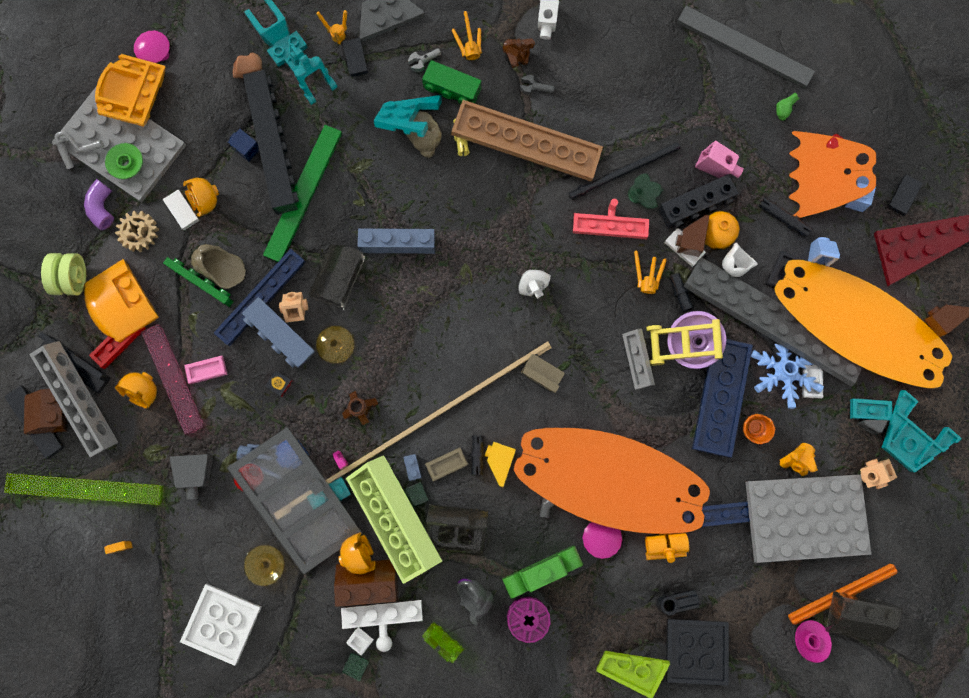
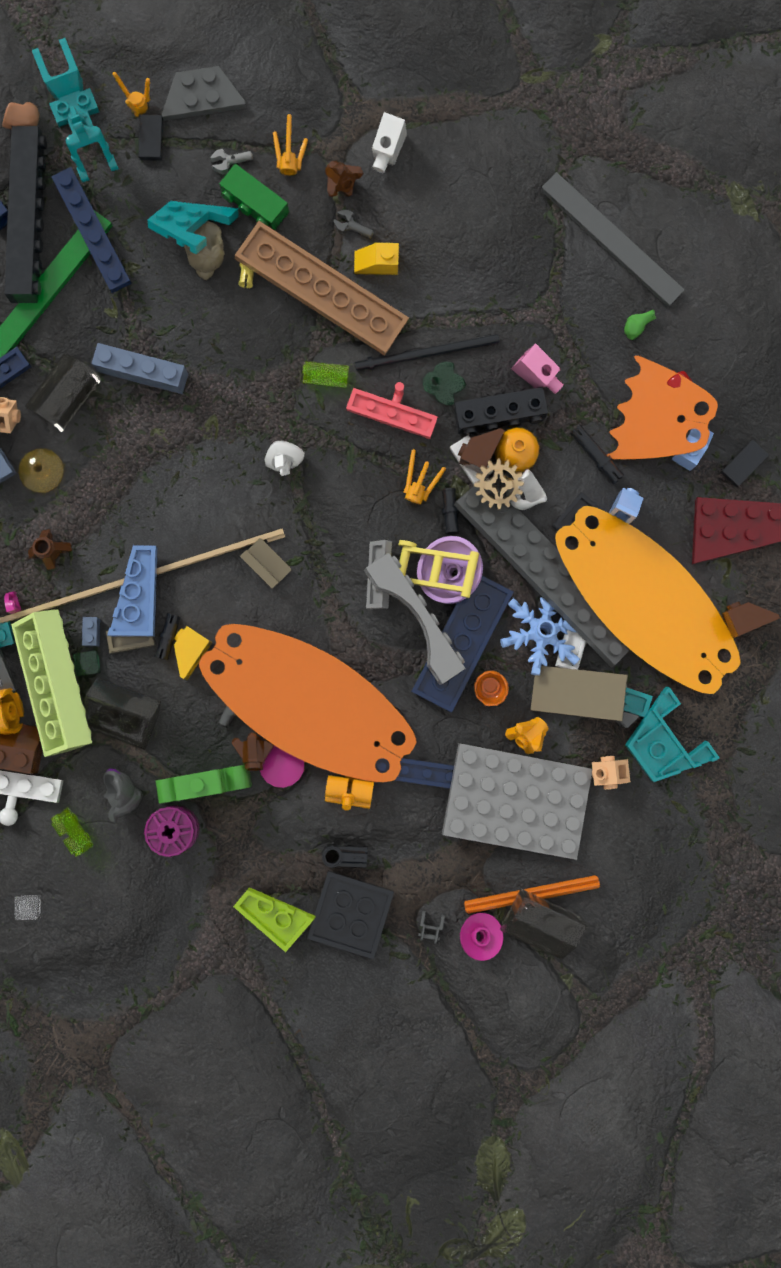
camera: 10 degrees right, 5 degrees up
(327, 140) = (91, 230): none -> dark blue plate
(445, 430) = (137, 598): none -> medium blue wing
(548, 208) = (325, 374): none -> clear neon green hinge
(564, 107) = (377, 259): none -> yellow slope
(578, 533) = (253, 751): none -> reddish brown rock
(710, 261) = (509, 483): none -> tan gear
(711, 413) = (441, 657): none -> light grey arch
(762, 653) = (428, 936): none -> dark grey piece
(833, 414) = (580, 693): none -> dark tan tile

